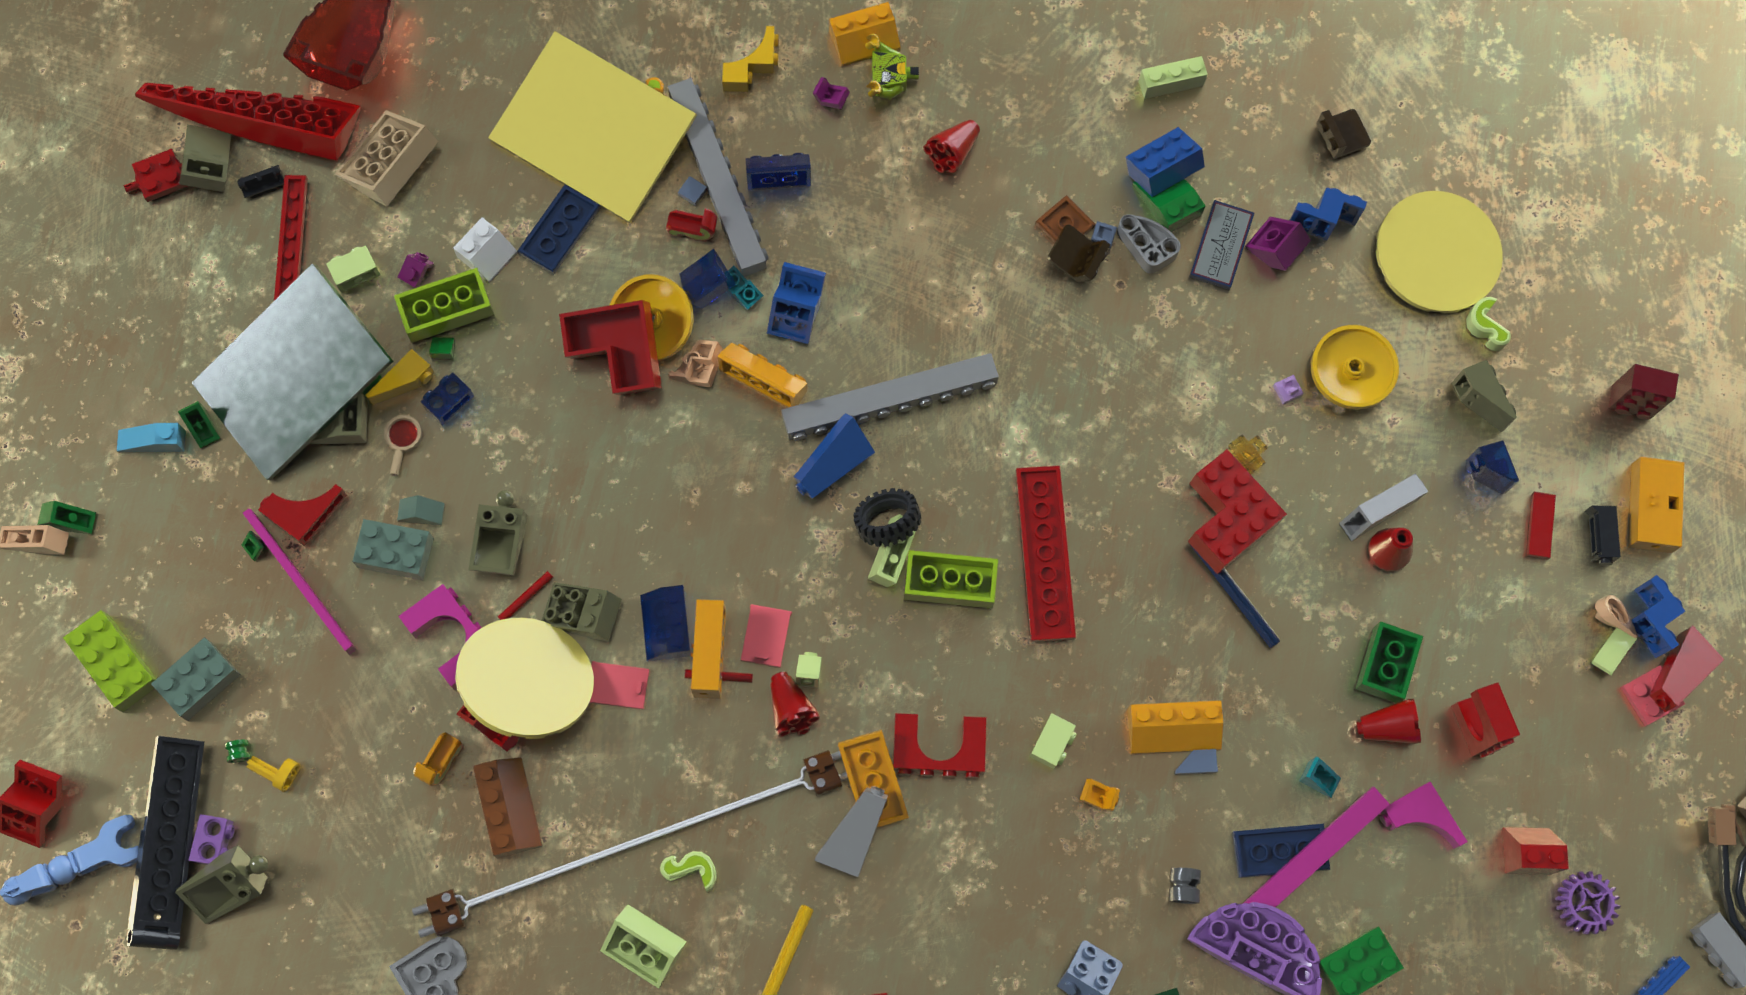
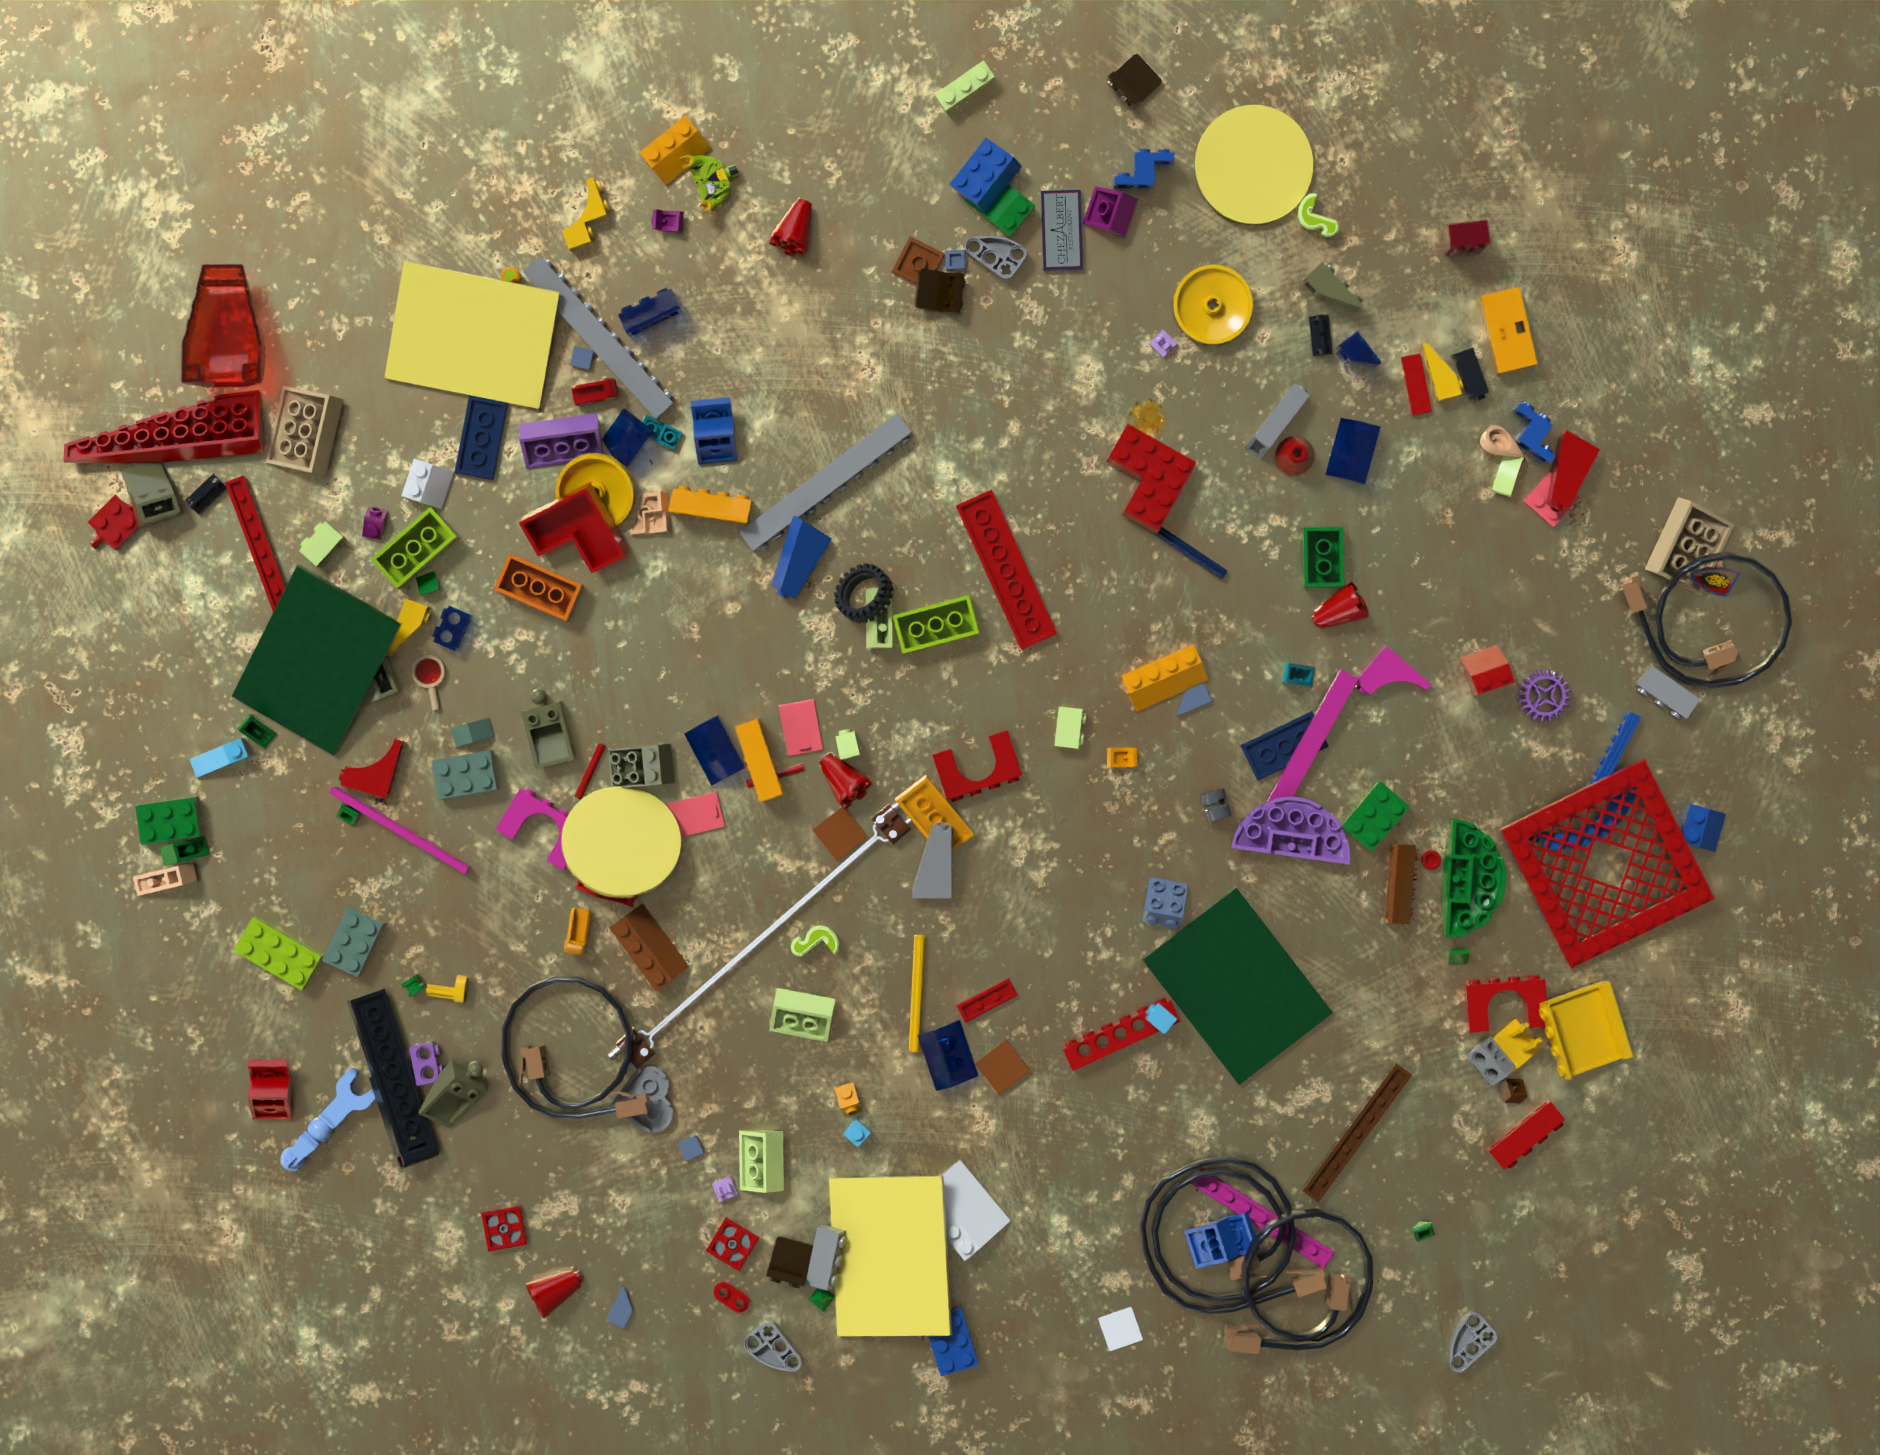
camera: 15 degrees left, 15 degrees up
(65, 480) = (169, 820): none -> green brick
(329, 892) = (538, 1067): none -> black piece
(552, 389) = (538, 587): none -> orange brick
(627, 255) = (559, 440): none -> medium lavender slope
(763, 762) = (840, 833): none -> dark orange tile
(1454, 566) = (1352, 451): none -> clear blue slope
(1455, 439) = (1320, 335): none -> black hinge
(1486, 721) = (1414, 583): red arch -> none
(1572, 526) = (1442, 377): none -> yellow slope

